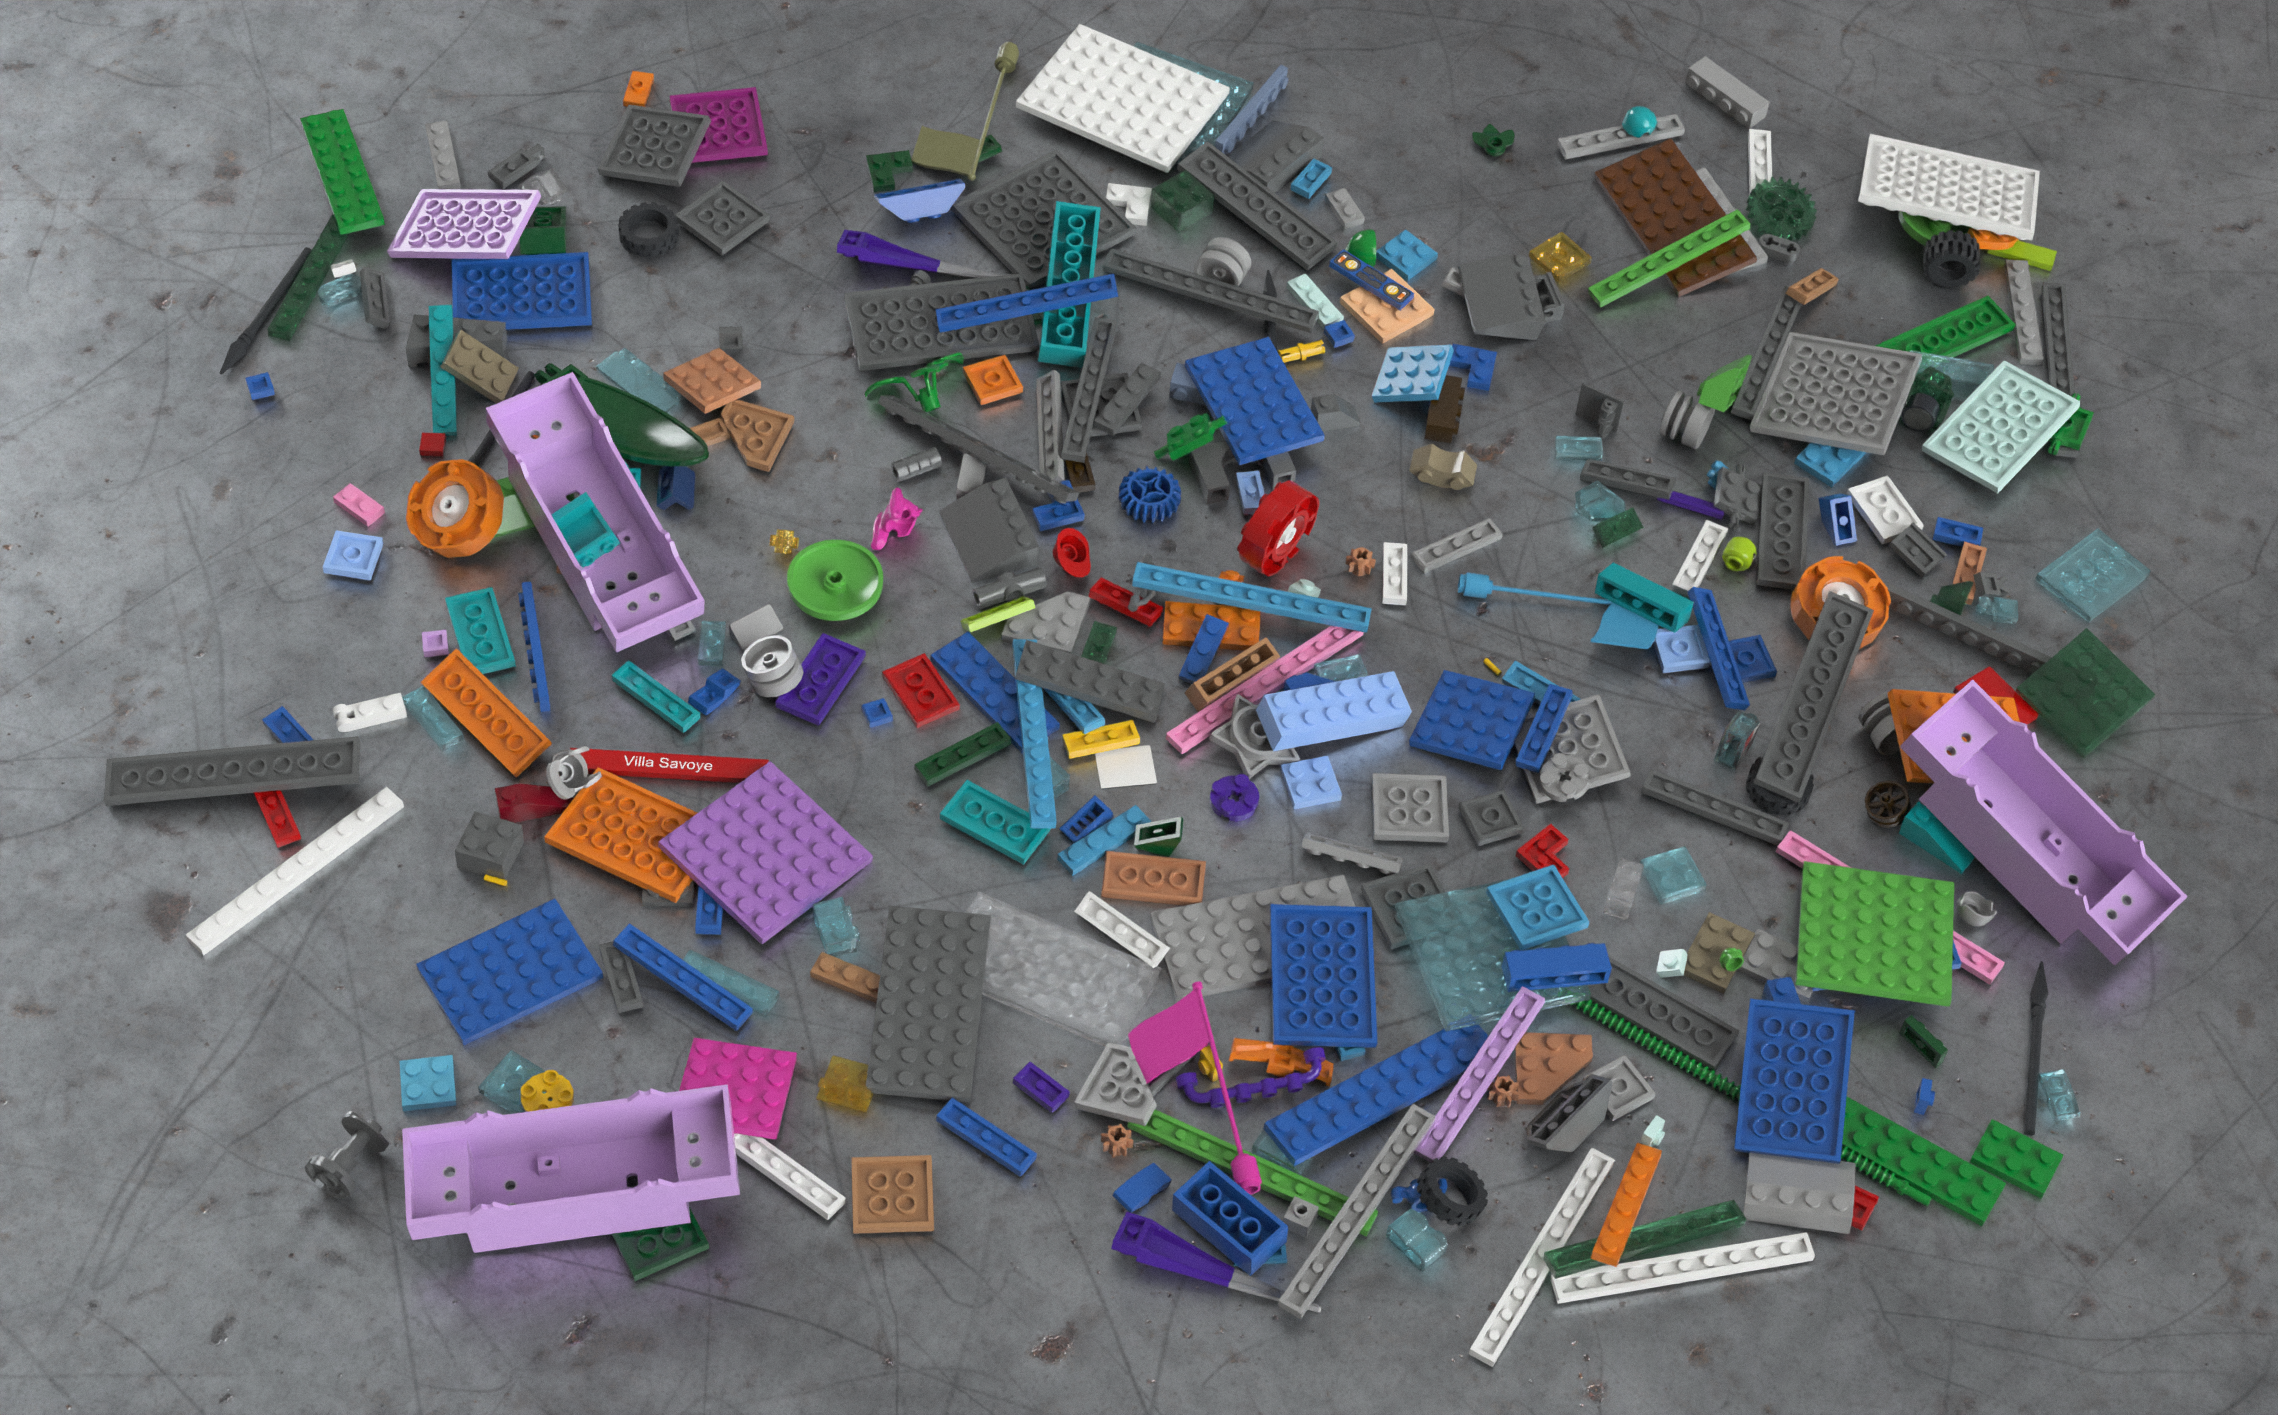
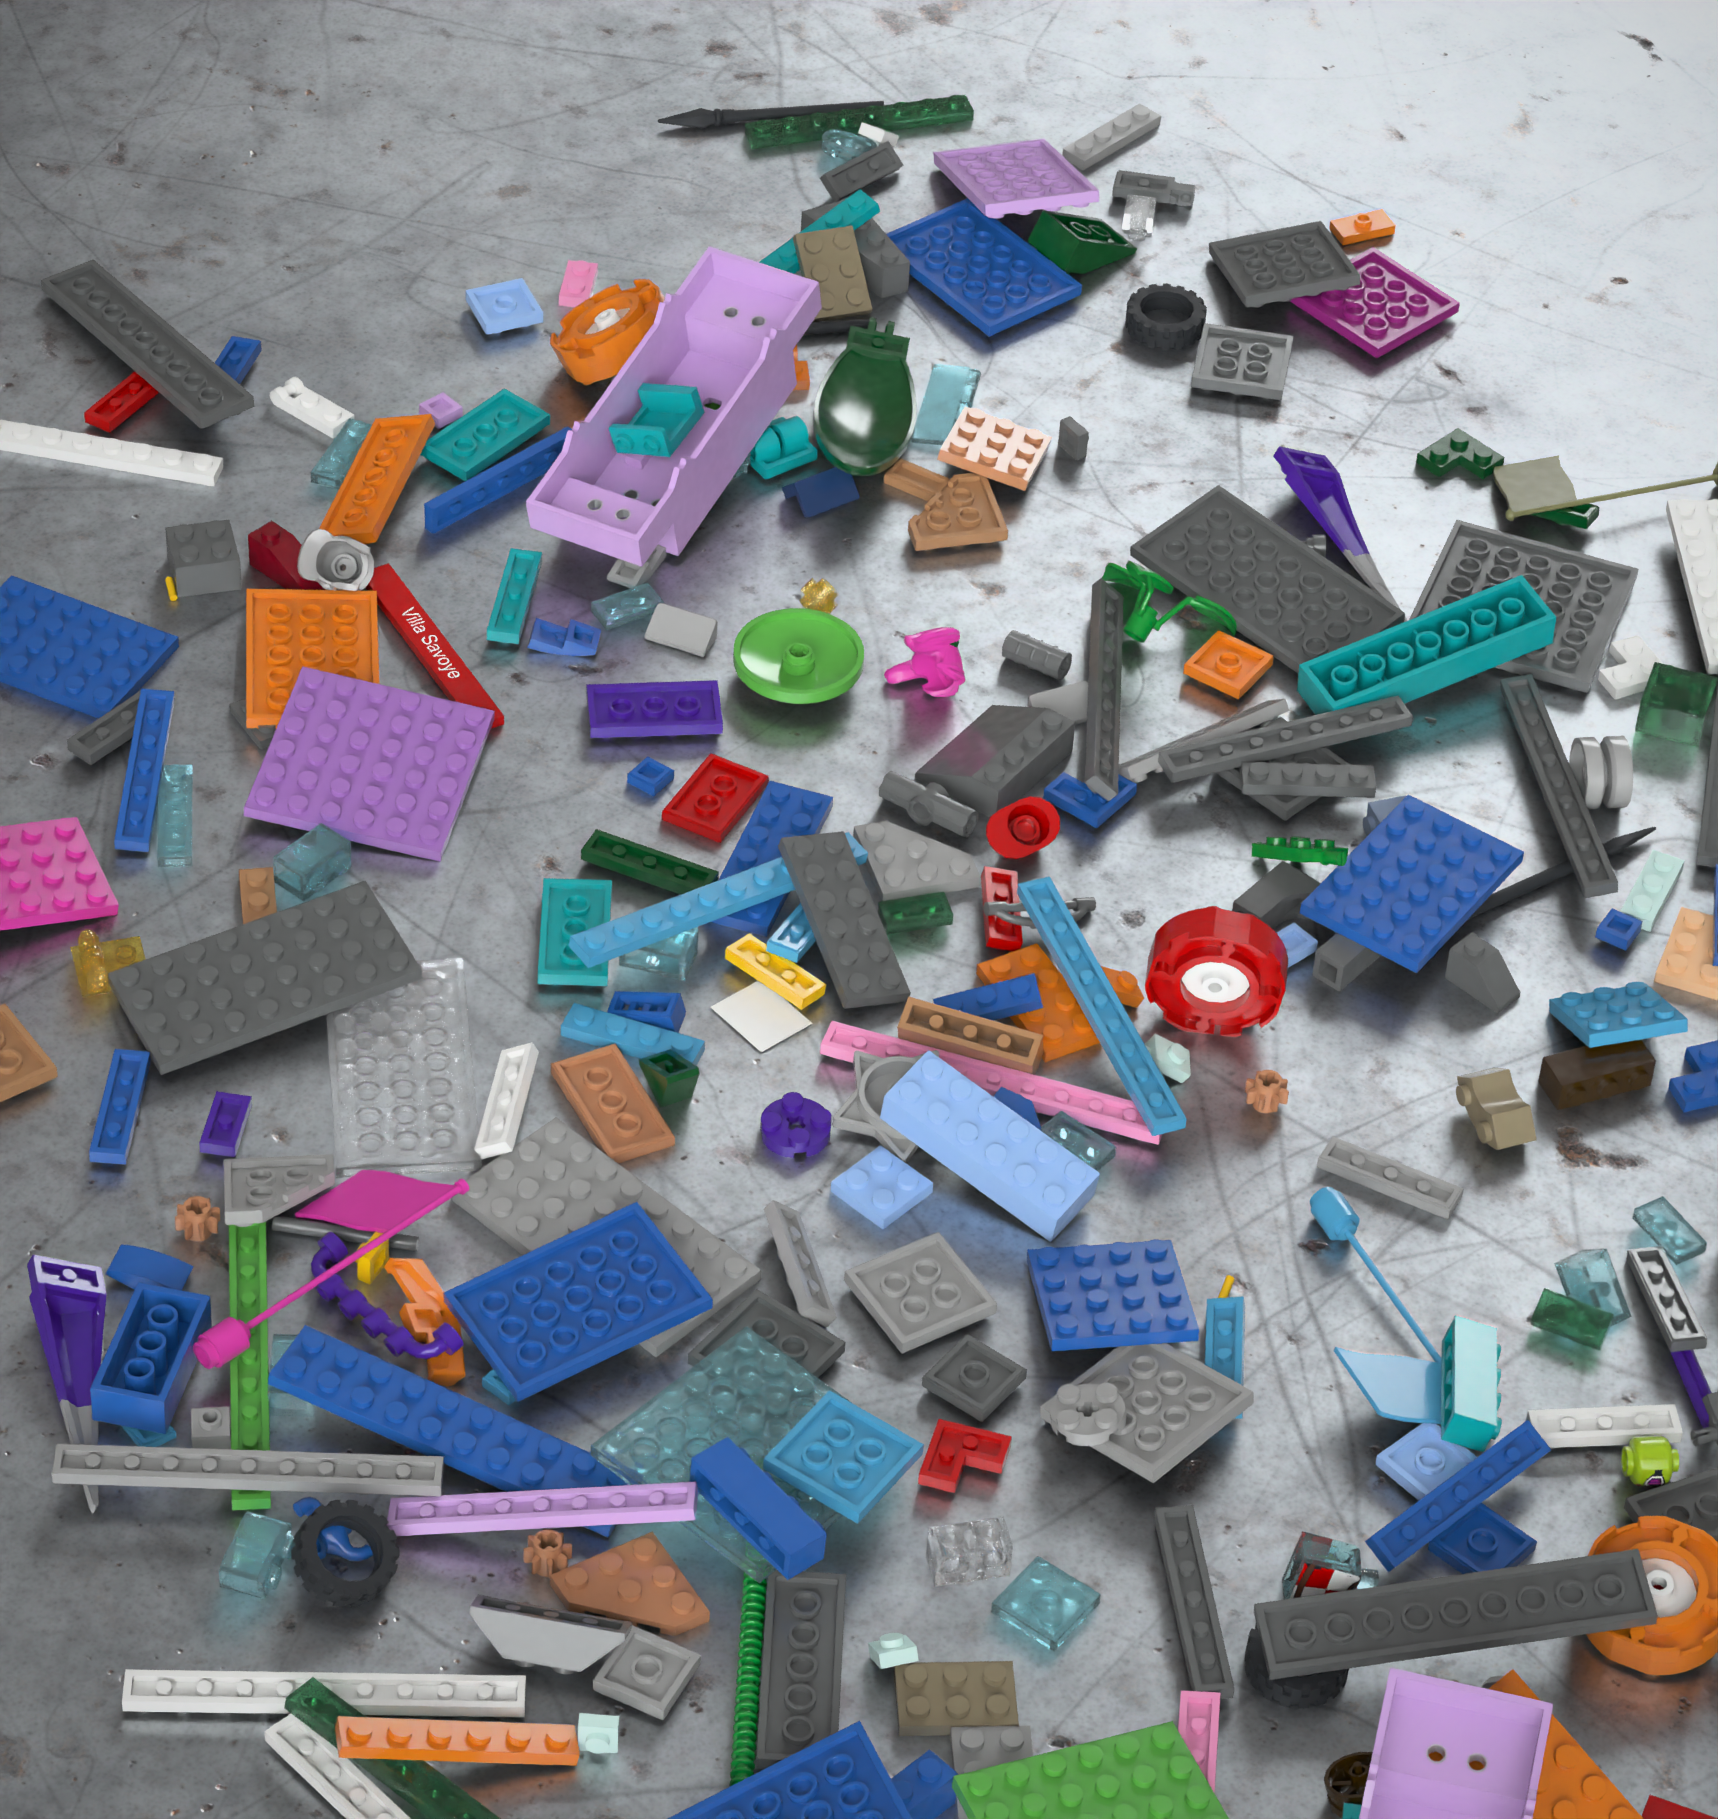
camera: 60 degrees right, 10 degrees down
(260, 386) = (665, 151): blue plate -> none
(342, 171) = (1007, 76): green plate -> none
(708, 914) = (246, 759): blue plate -> none
(772, 666) = (625, 654): light grey wheel -> none
(922, 200) = (1427, 491): wedge -> none
(997, 614) = (880, 809): lime tile -> none
(1026, 303) = (1345, 620): blue plate -> none
(1080, 475) = (1160, 794): dark brown plate -> none
(1149, 494) = (1185, 863): blue gear -> none
(1302, 351) = (1553, 907): yellow pin -> none
(1394, 574) = (1281, 1132): white plate -> none
(1544, 728) = (1149, 1359): blue plate -> none
(1731, 959) = (939, 1702): bright green plate -> none

